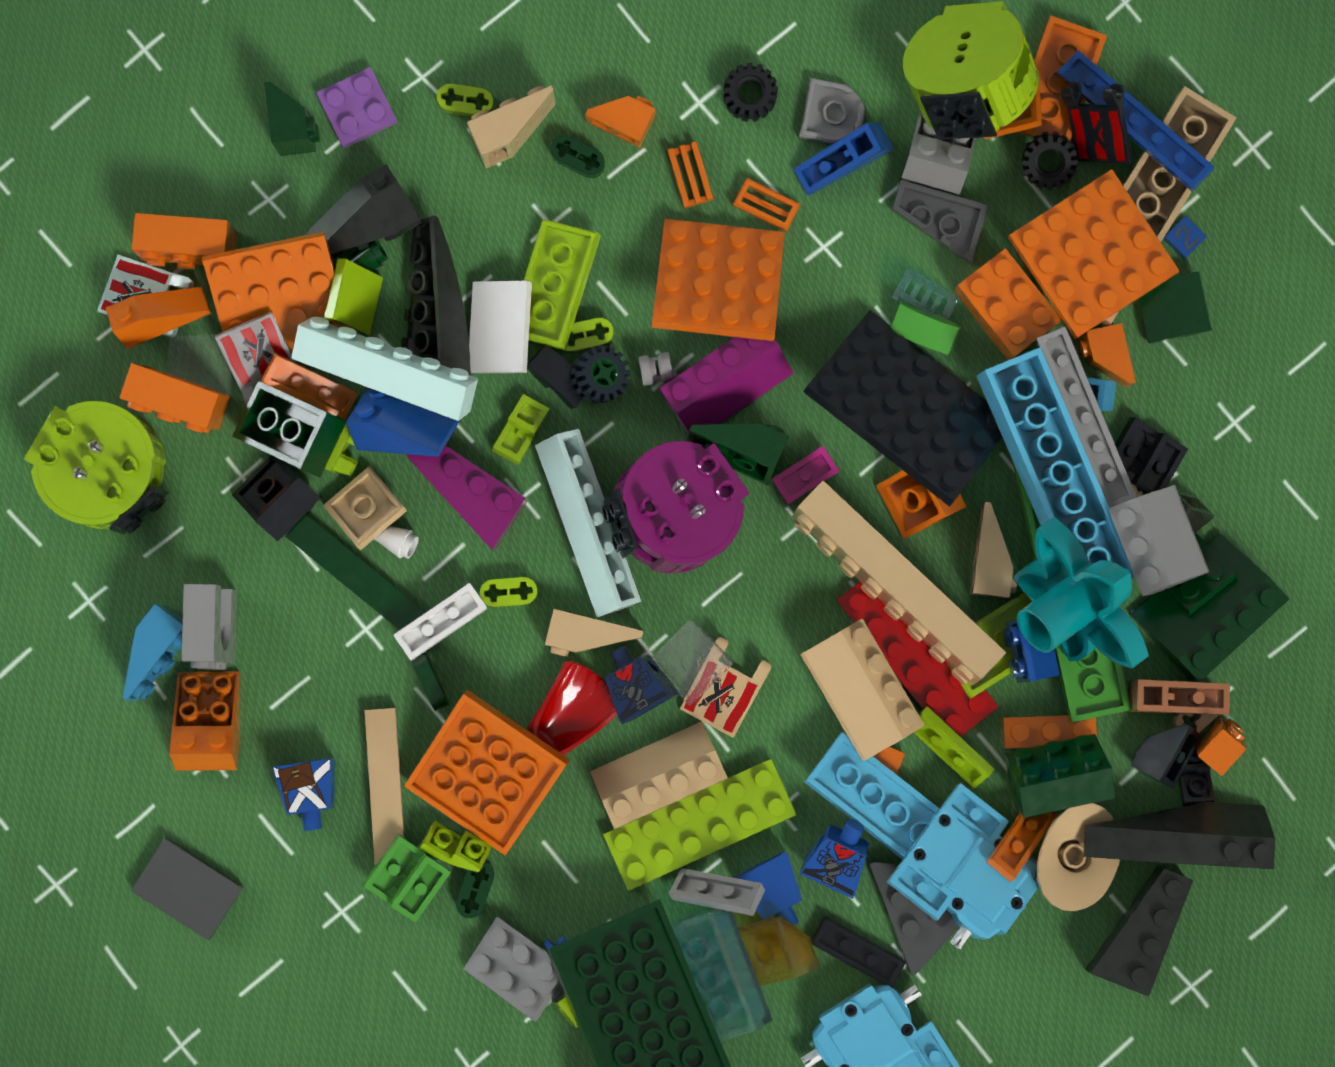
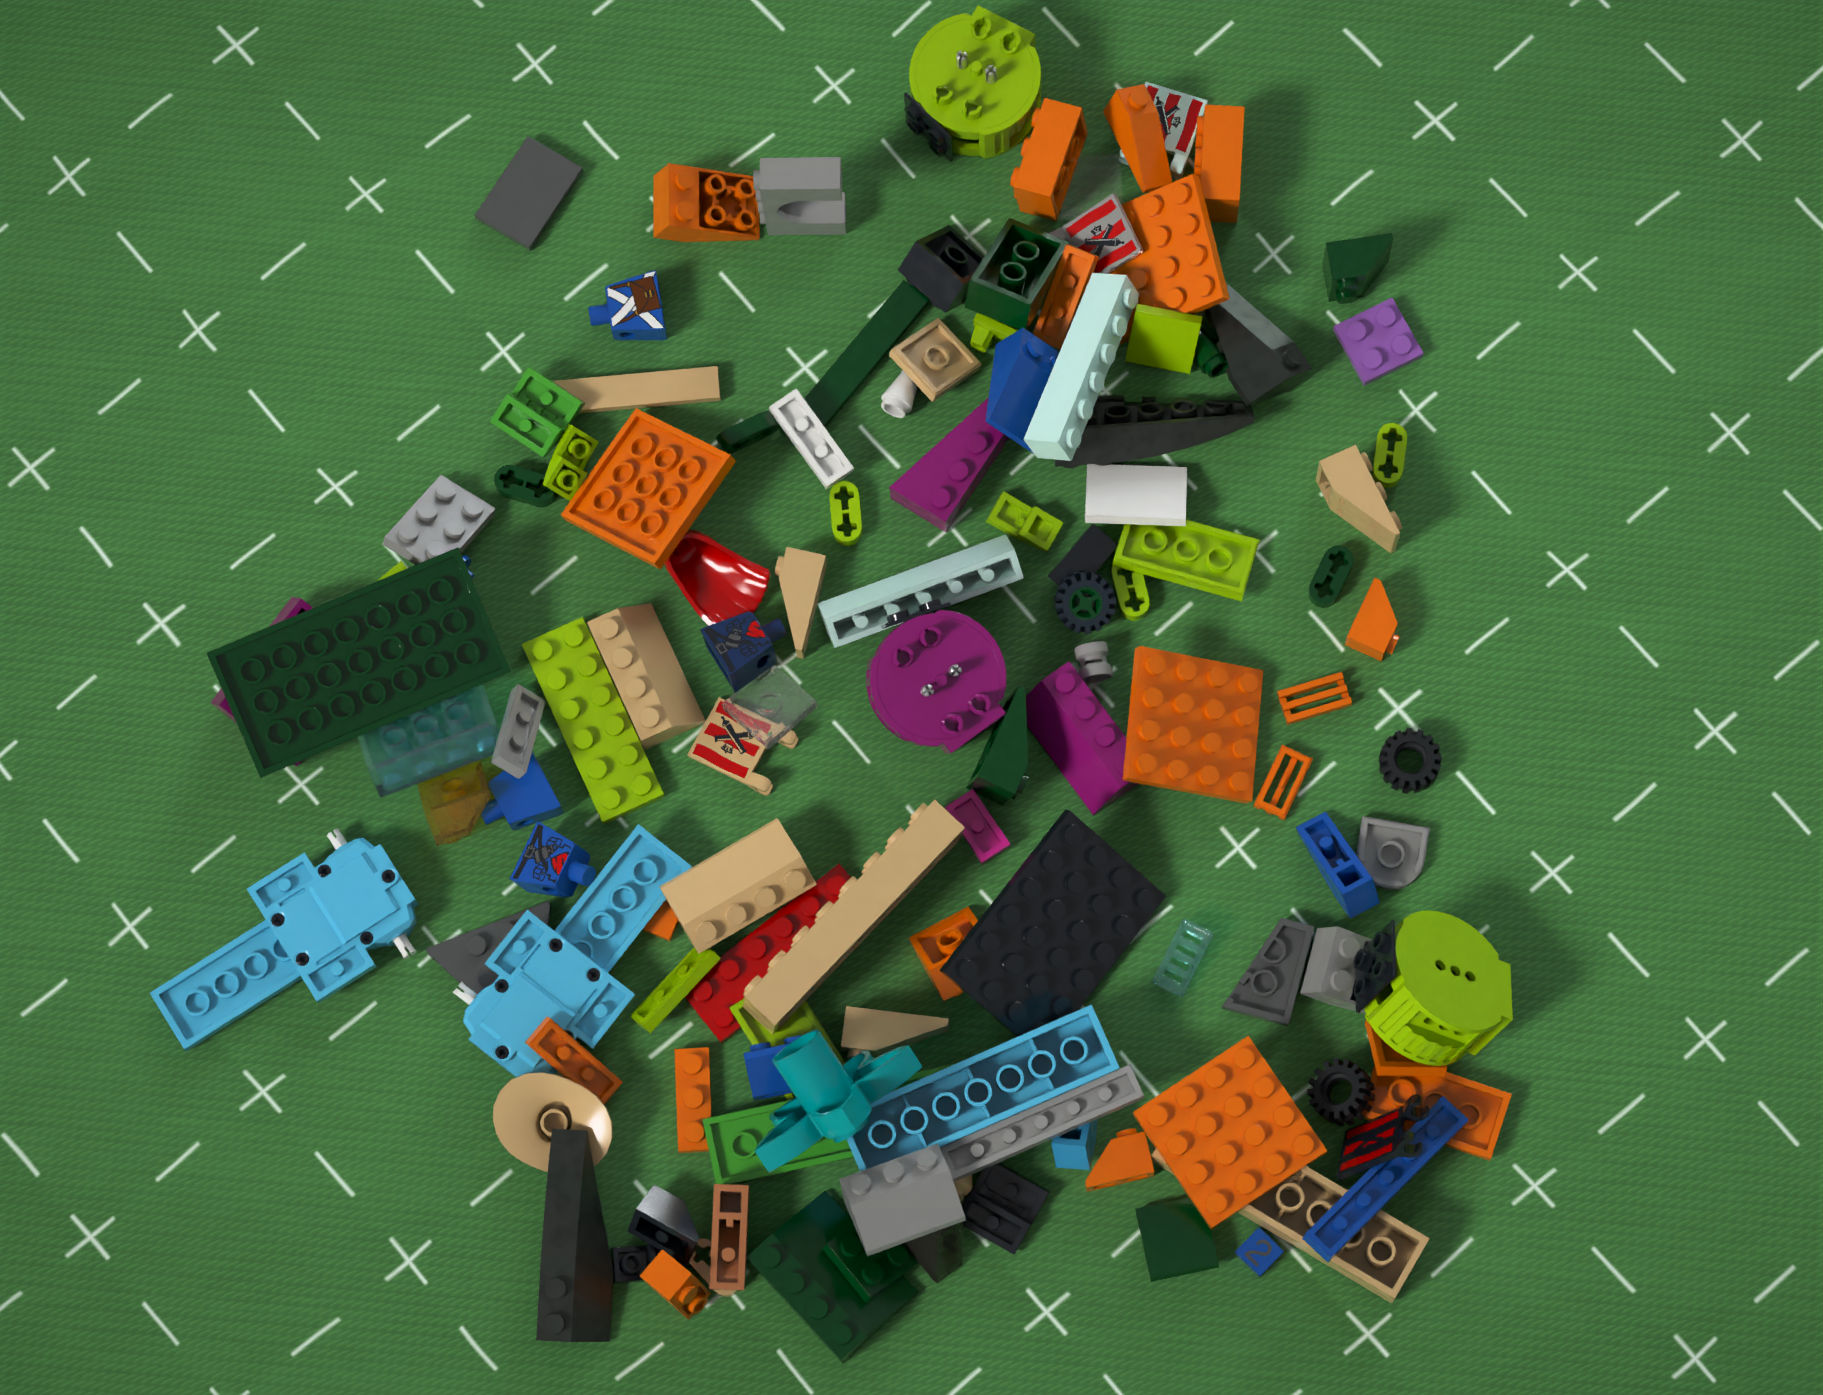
camera: 100 degrees right, 10 degrees down
(153, 647) = (772, 138): dark azure slope -> none
(858, 952) = (452, 891): black tile -> none
(925, 329) = (1142, 958): bright green slope -> none
(1007, 304) = (1174, 1043): orange brick -> none
(1060, 775) = (642, 1101): dark green brick -> none
(1143, 933) = (458, 1195): pearl dark grey wedge -> none

